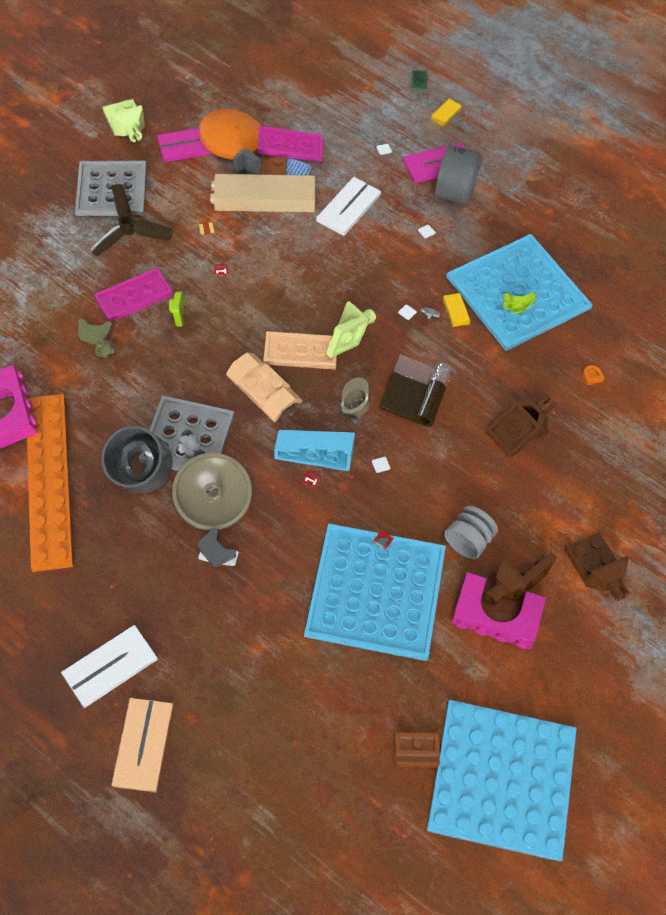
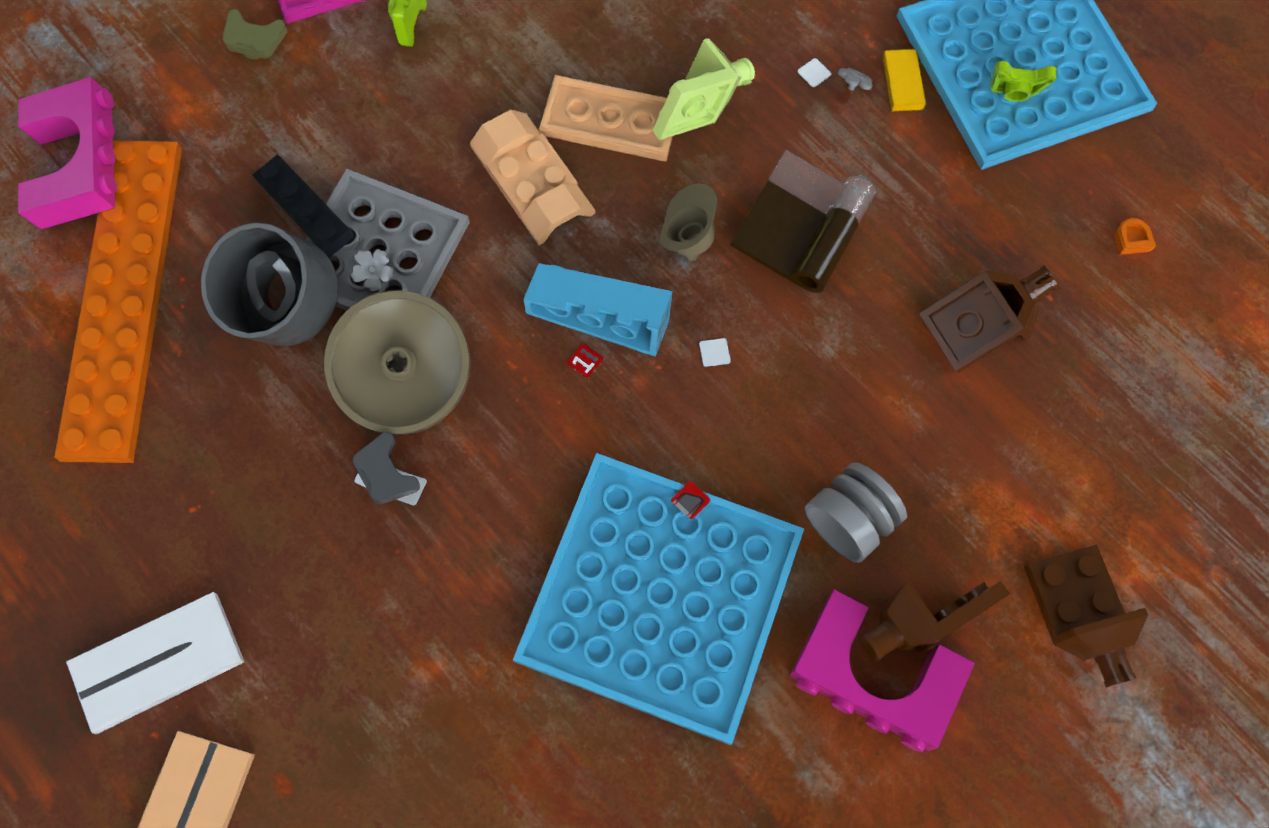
camera: 10 degrees right, 10 degrees up
(103, 348) = (263, 68): olive tile -> none
(142, 416) = (303, 206): none -> black plate

